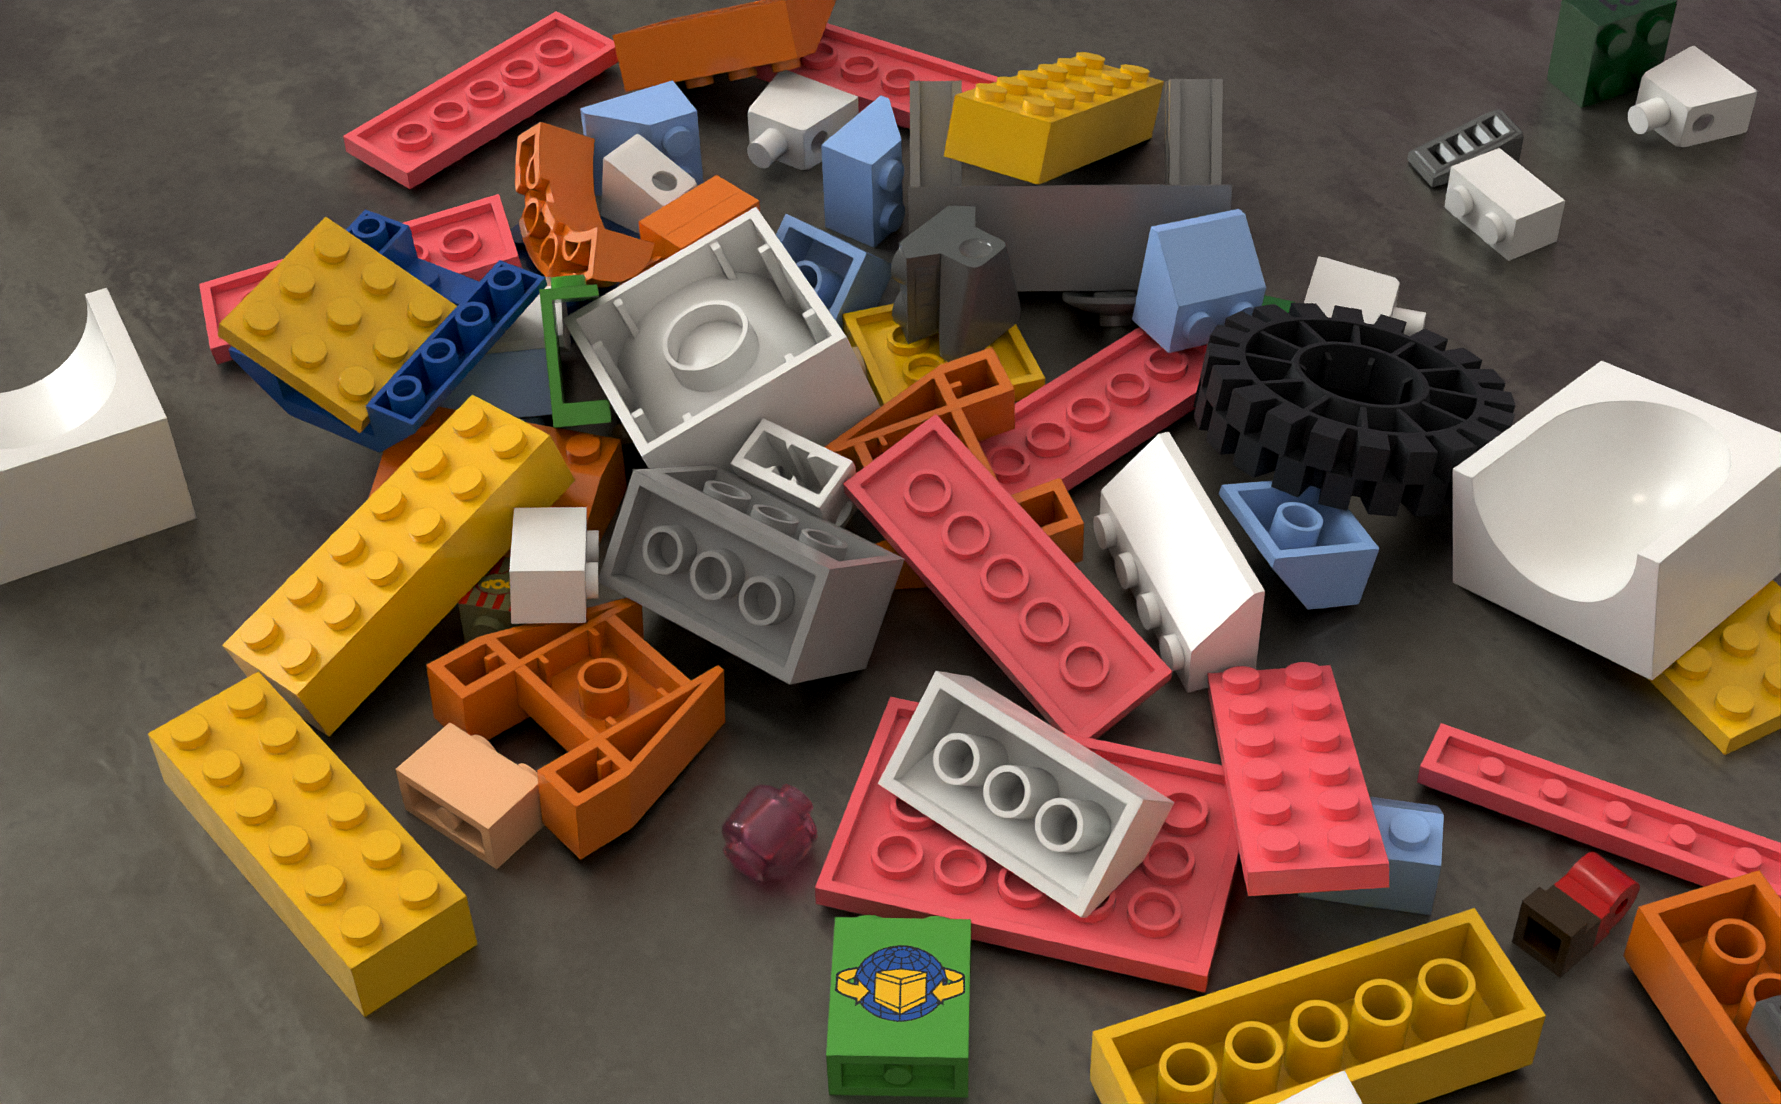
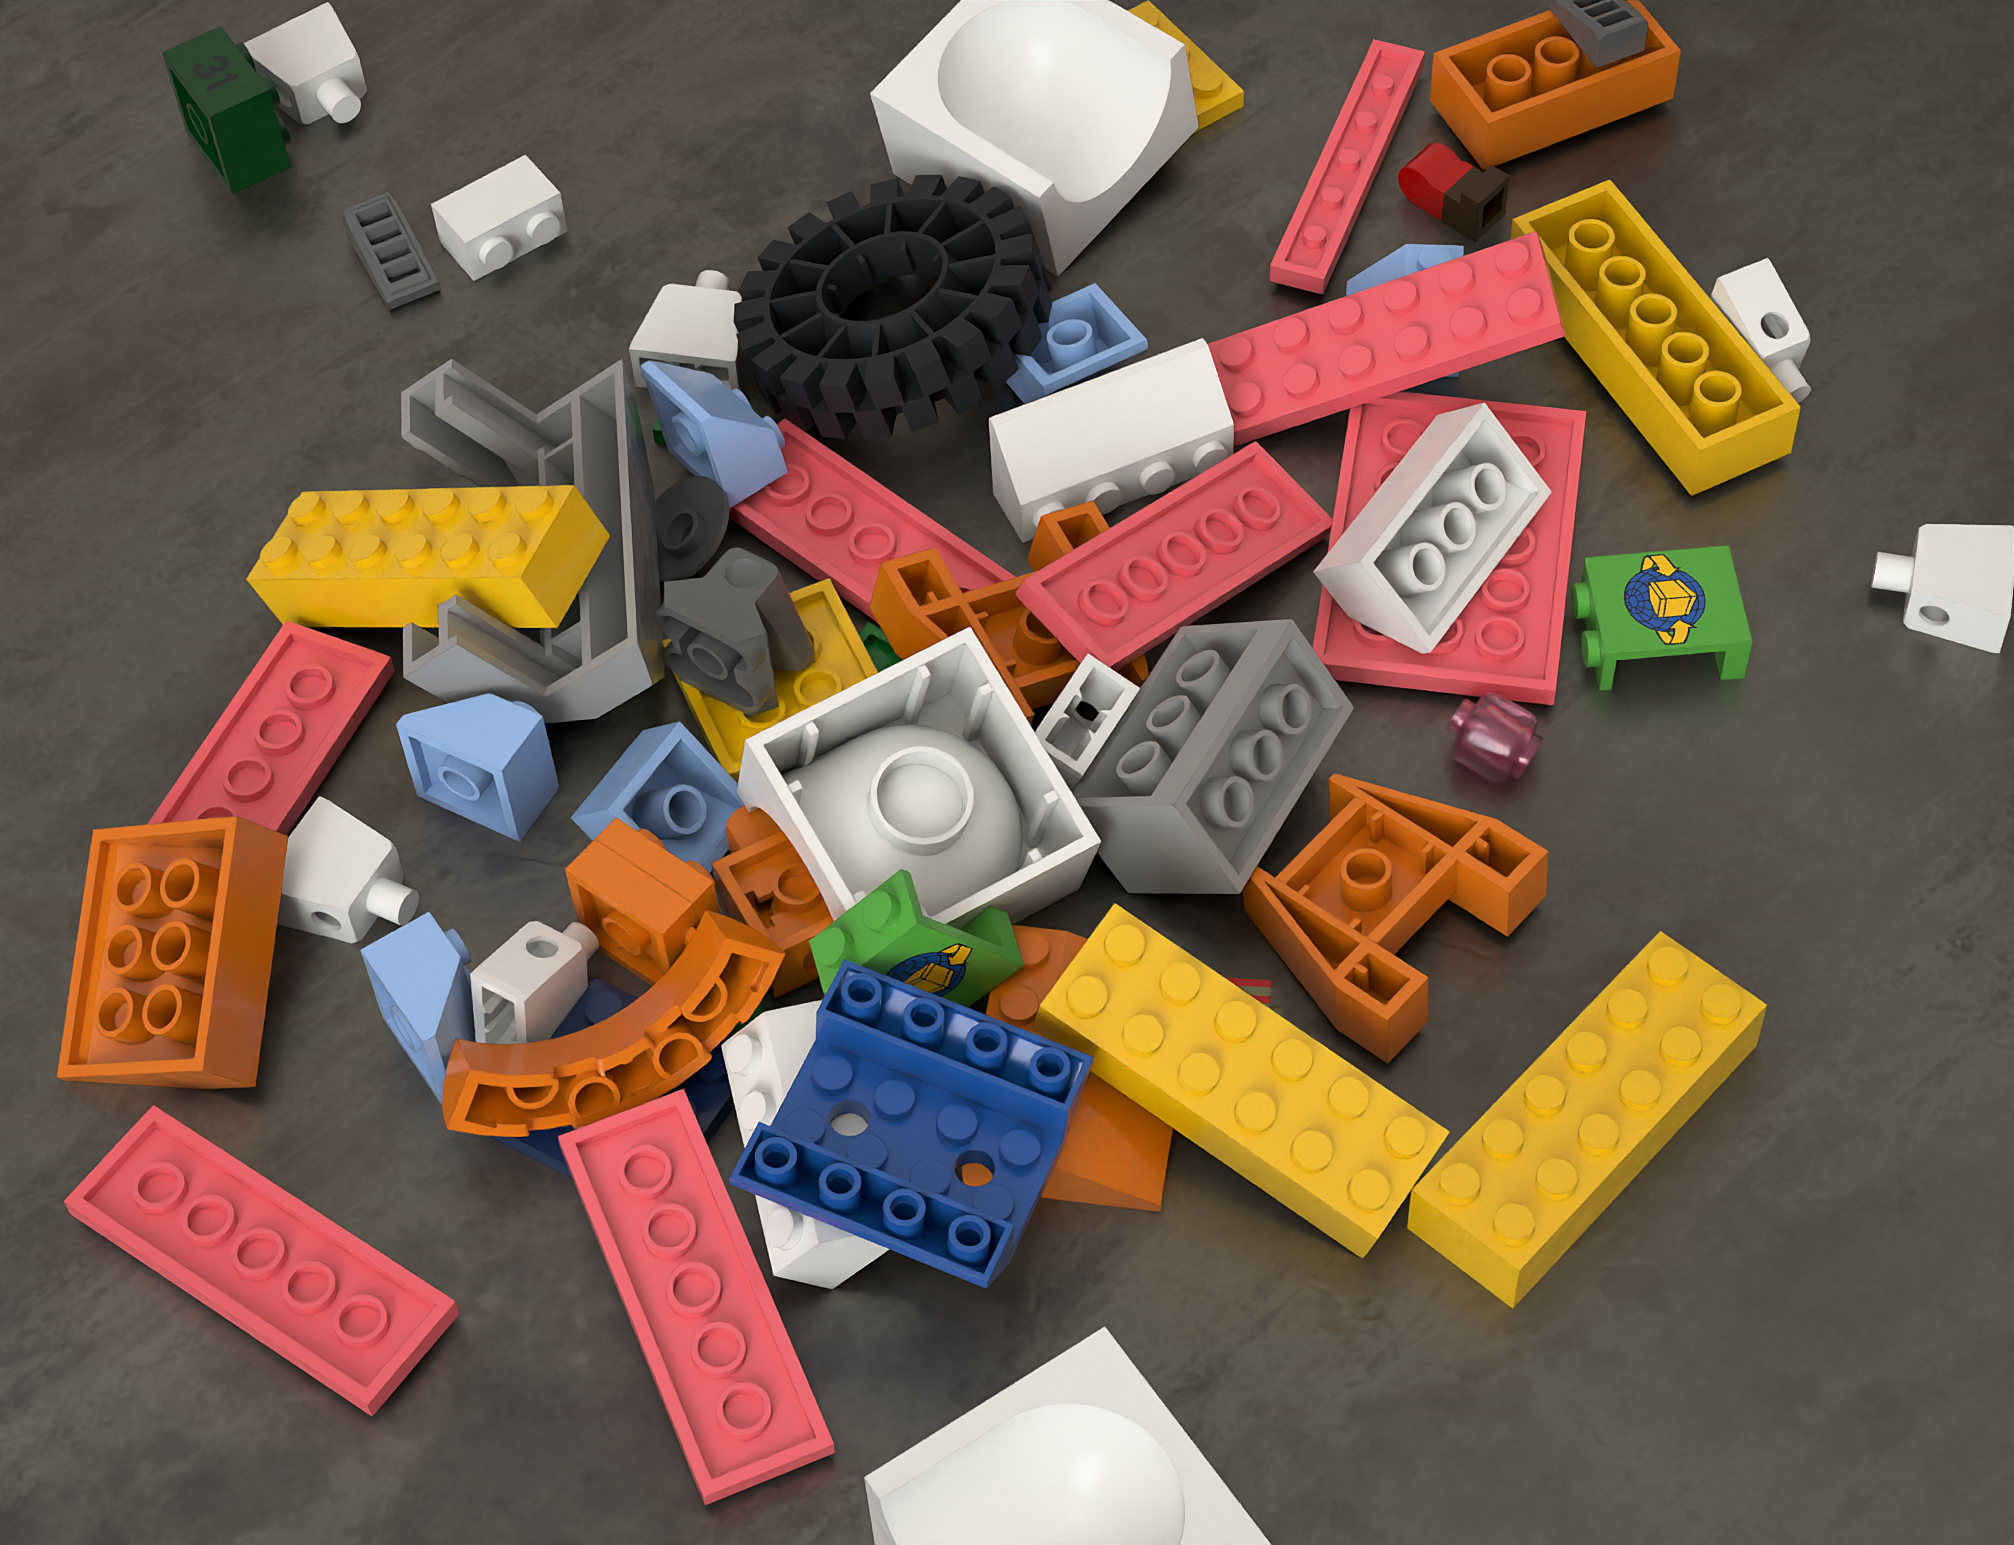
camera: 95 degrees left, 10 degrees up
(335, 321) = (942, 1157): yellow plate -> none
(472, 794) = (1497, 989): light nougat brick -> none
(552, 565) = (1242, 922): white brick -> none

